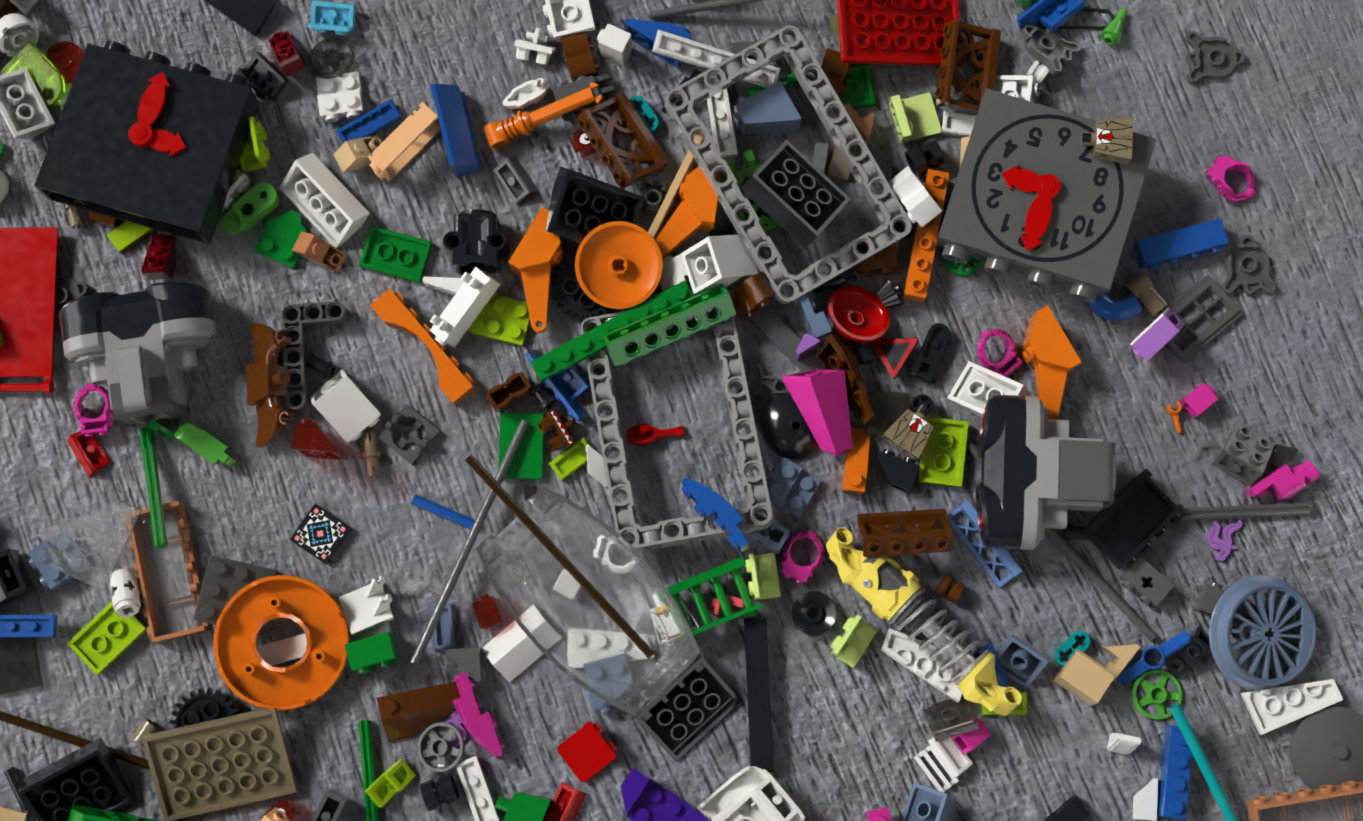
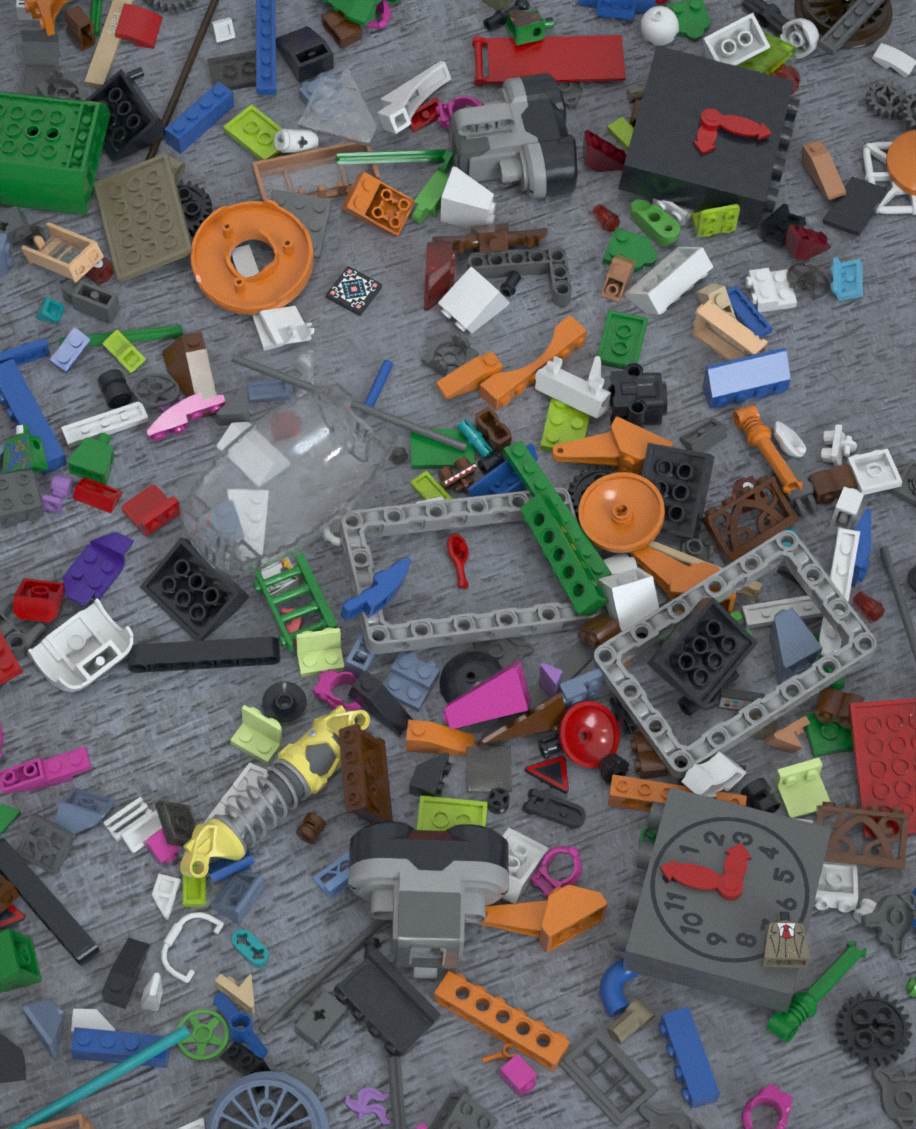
camera: 80 degrees right, 20 degrees down
(72, 470) = (404, 101): none -> white arch
(82, 702) = (199, 117): none -> blue brick
(193, 28) = (822, 170): none -> nougat slope
(213, 505) = (377, 204): none -> orange slope
(219, 406) = (466, 202): none -> white slope
(240, 260) = (606, 218): none -> clear red cone
(371, 455) = (428, 326): dark tan pin -> none
(372, 652) = (243, 329): green brick -> none
(440, 413) = (469, 375): none -> orange slope
(515, 411) = (475, 438): none -> teal pin
(561, 558) = (328, 467): dark brown piece -> none
(566, 585) = (309, 483): white tile -> none
(718, 35) = (869, 607): none -> clear red cone
(819, 517) = (379, 702): none -> black slope
(910, 432) = (469, 782): dark tan torso -> none
(1014, 731) = (165, 893): none -> white tile
(1057, 723) = (173, 933): none -> white piece
(1084, 678) = (219, 952): tan slope -> none
(1097, 768) = (125, 973): none -> black slope
(1105, 112) = (804, 1004): none -> green piece
(1157, 334) = (585, 1022): medium lavender piece -> none
(1171, 77) = (877, 1048): none -> black gear
(1179, 369) = (506, 1032): none -> orange brick

